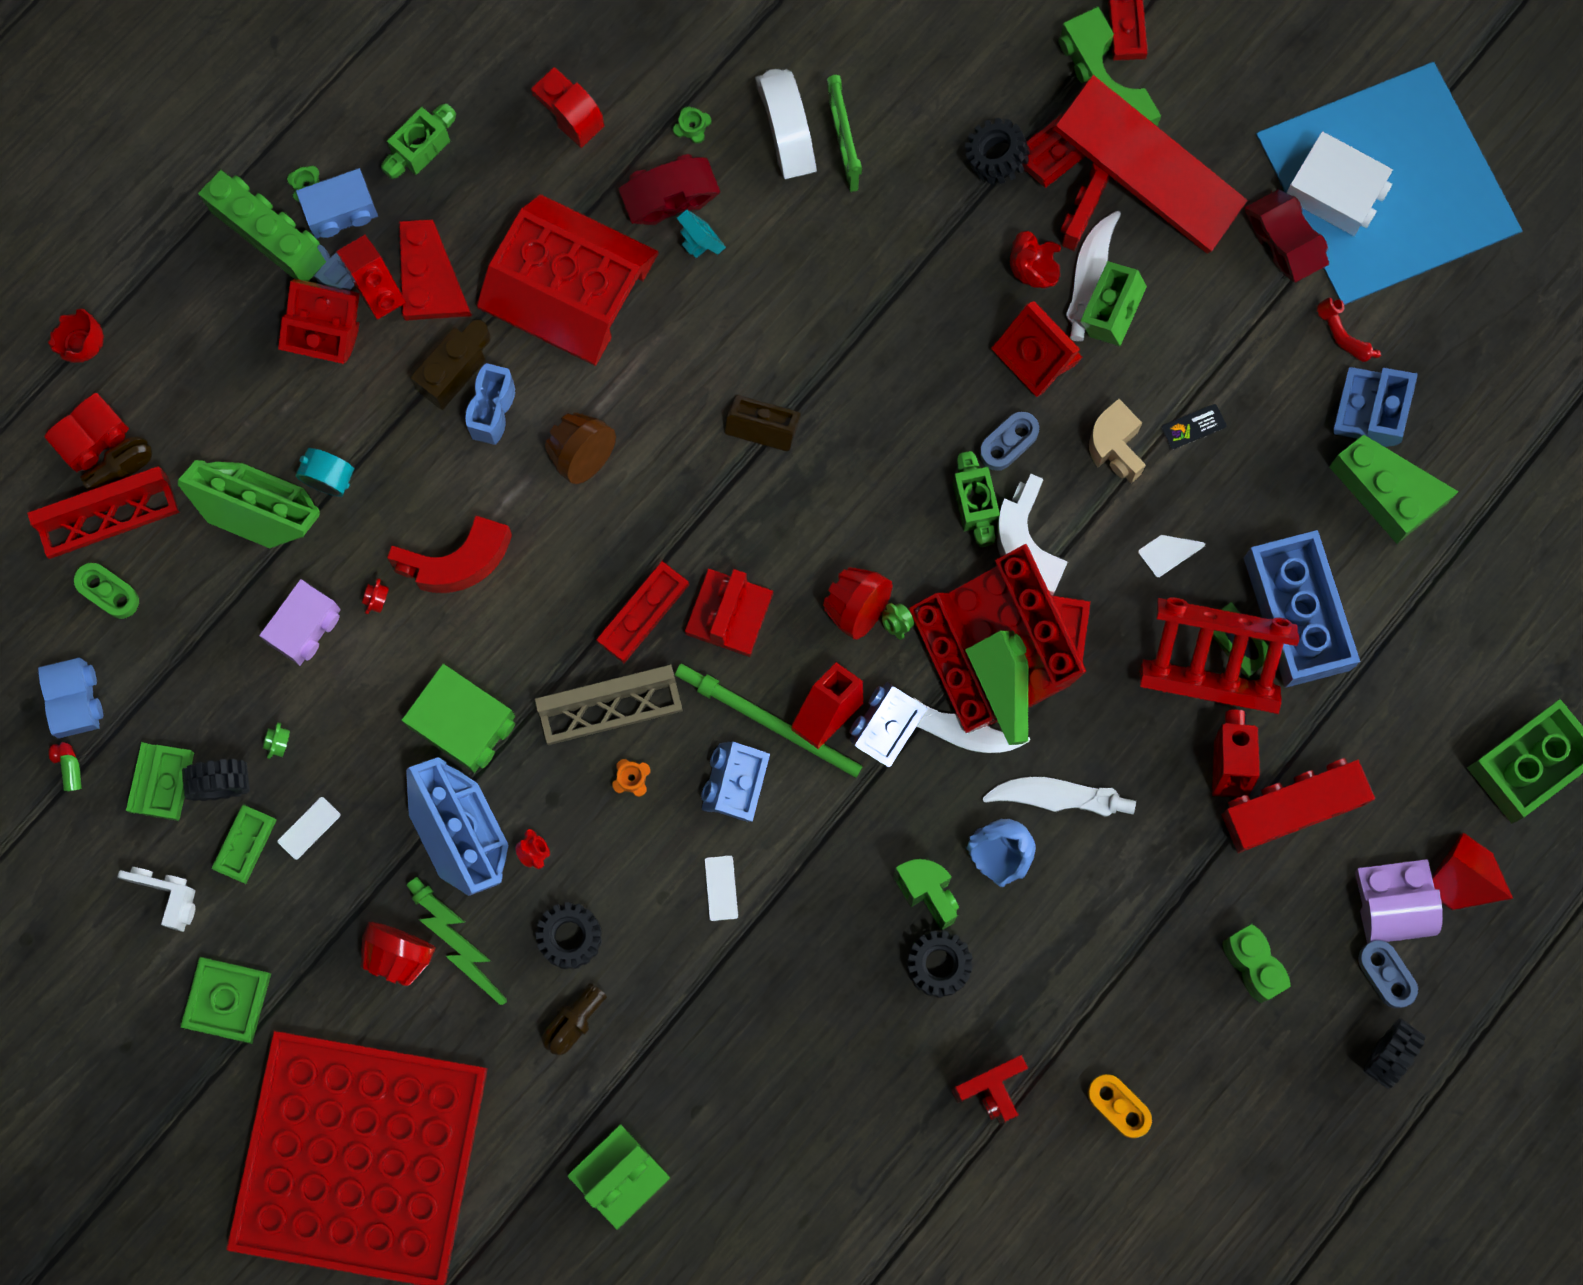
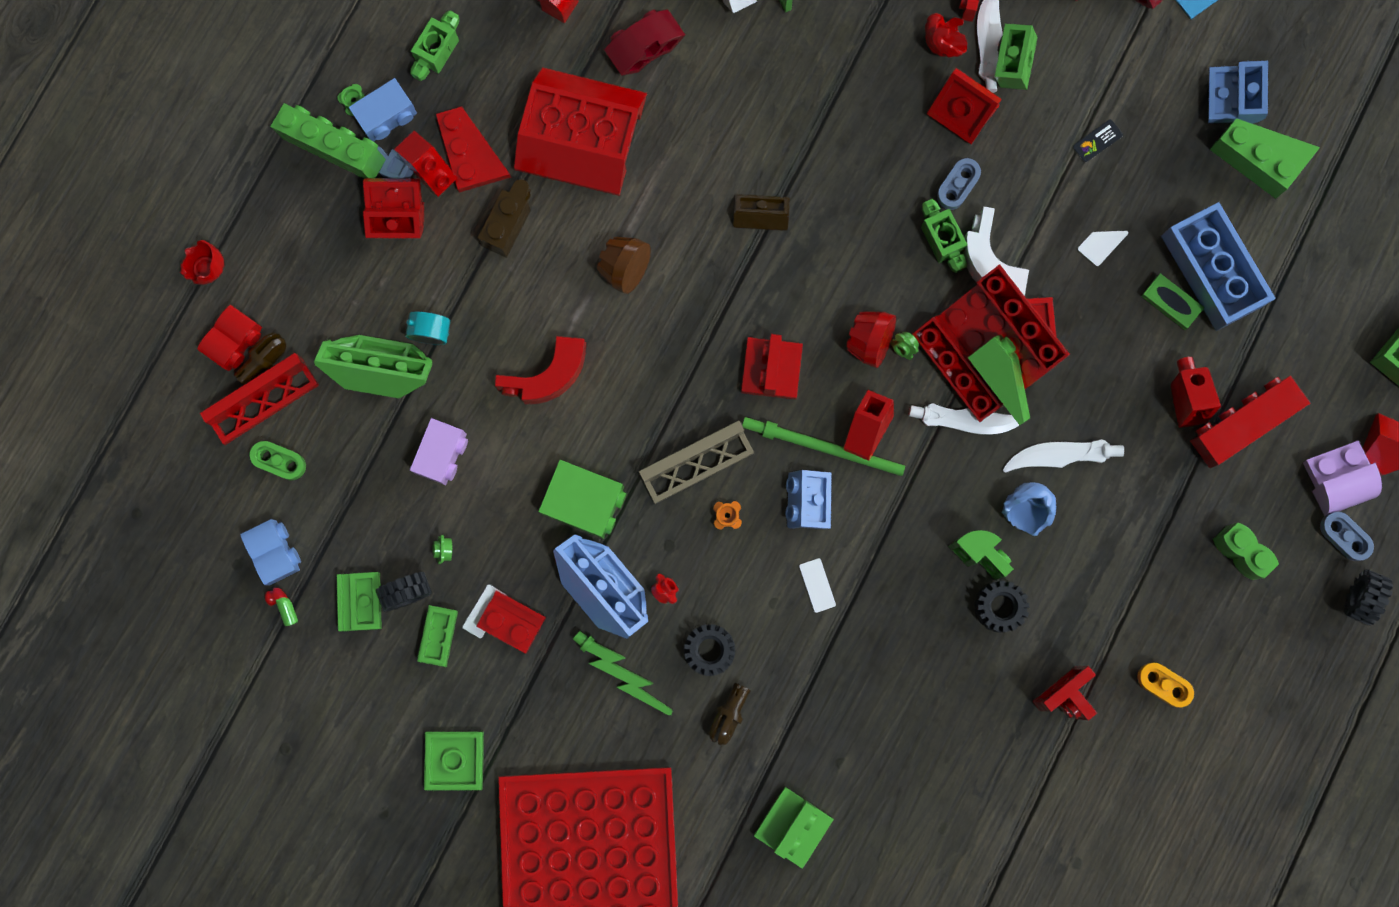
camera: 10 degrees left, 5 degrees up
(179, 907) = (400, 697): white bracket -> none
(337, 848) = (511, 622): none -> red plate
(375, 597) = (491, 418): red plate -> none
(394, 953) = (578, 695): red piece -> none
(493, 398) = (547, 238): medium blue brick -> none
(642, 612) = (705, 383): red plate -> none
(698, 235) = (677, 73): teal plate -> none
(886, 723) = (917, 428): bracket -> none
(1109, 440) = (1035, 166): tan brick -> none
(1210, 686) = (1174, 340): red fence -> none
(1360, 350) = (1213, 51): red piece -> none

